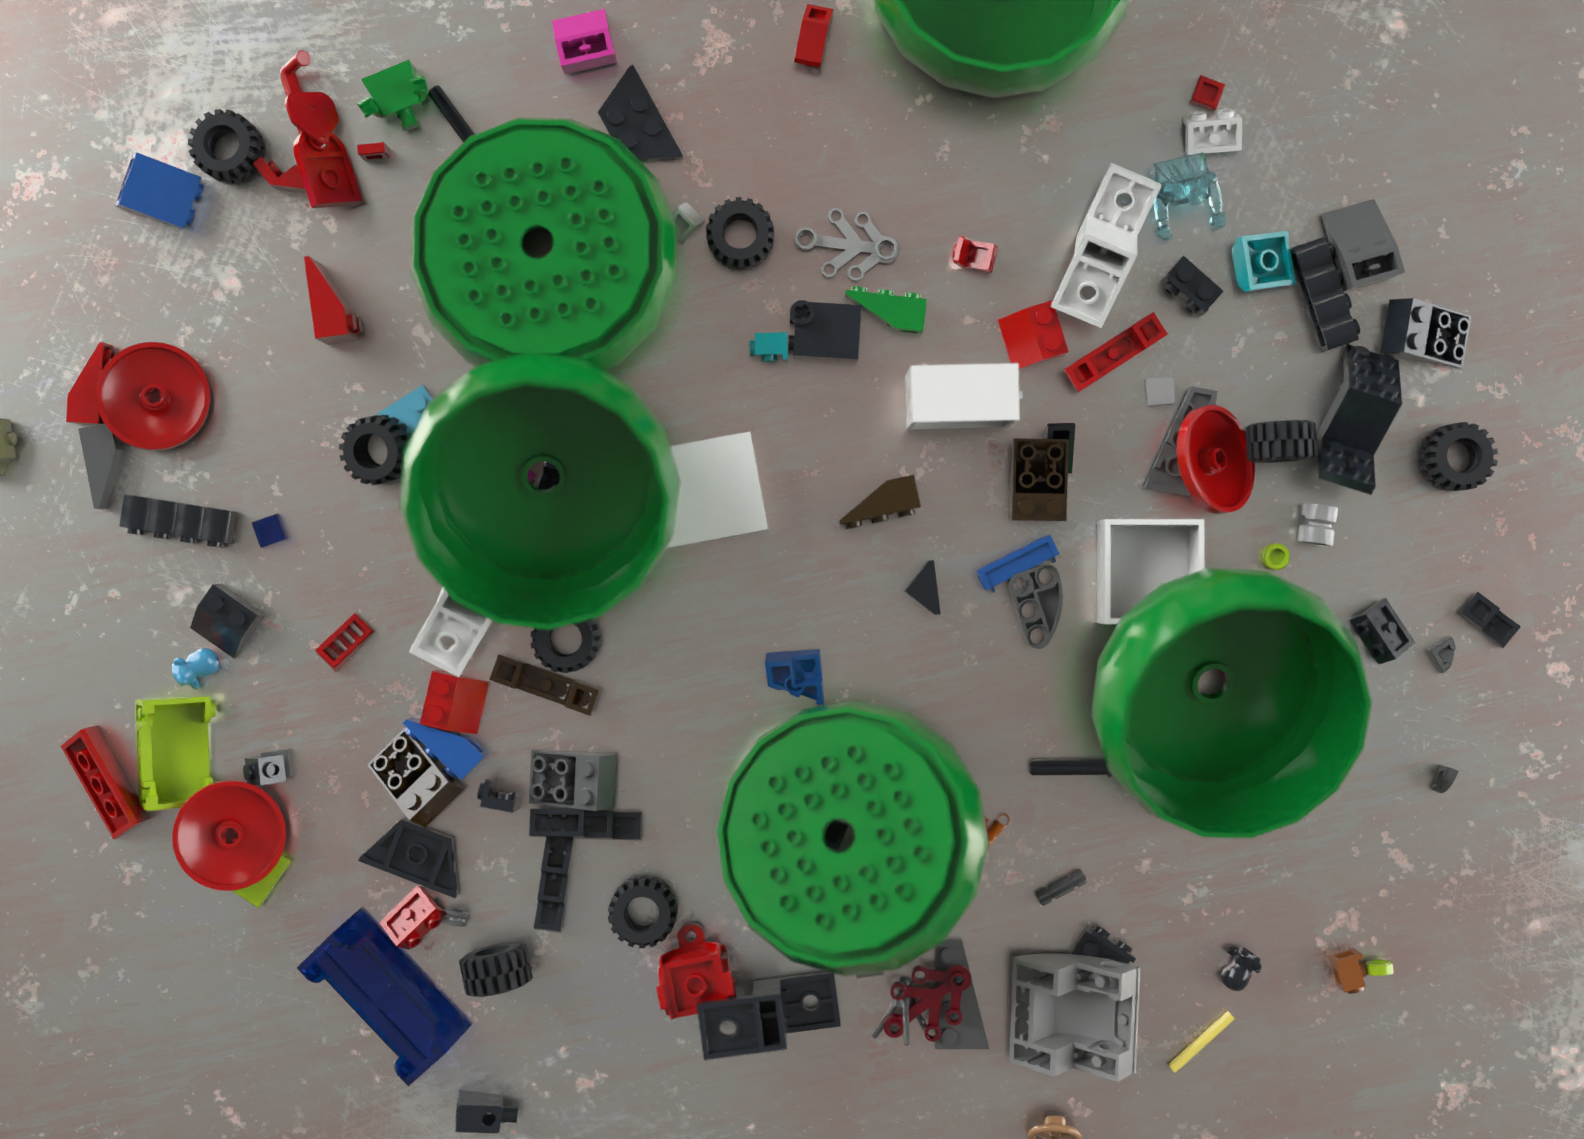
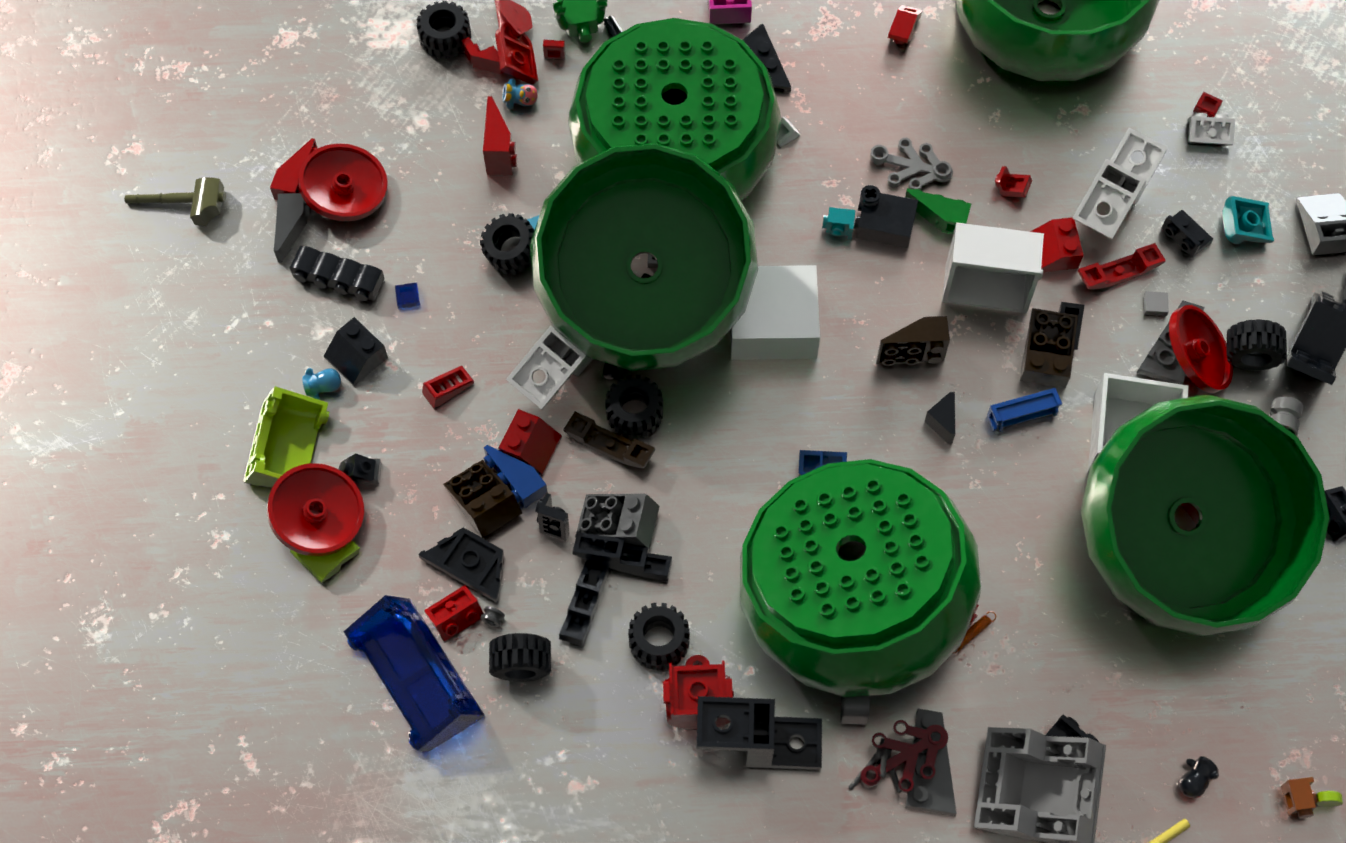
camera: 10 degrees right, 25 degrees down
(104, 781) = (218, 459): red slope -> none
(159, 191) = (384, 50): blue slope -> none
(345, 227) = (521, 94): none -> animal
(473, 1110) = (469, 787): black torso -> none
(735, 211) = (830, 127): black tyre -> none
(1044, 597) = (1045, 439): dark grey beam -> none
(1061, 887) = (1037, 682): dark grey axle -> none
(1069, 767) = (1056, 580): black axle -> none
(1184, 182) = (1188, 154): clear light blue torso -> none
(1323, 294) = (1296, 254): black brick -> none

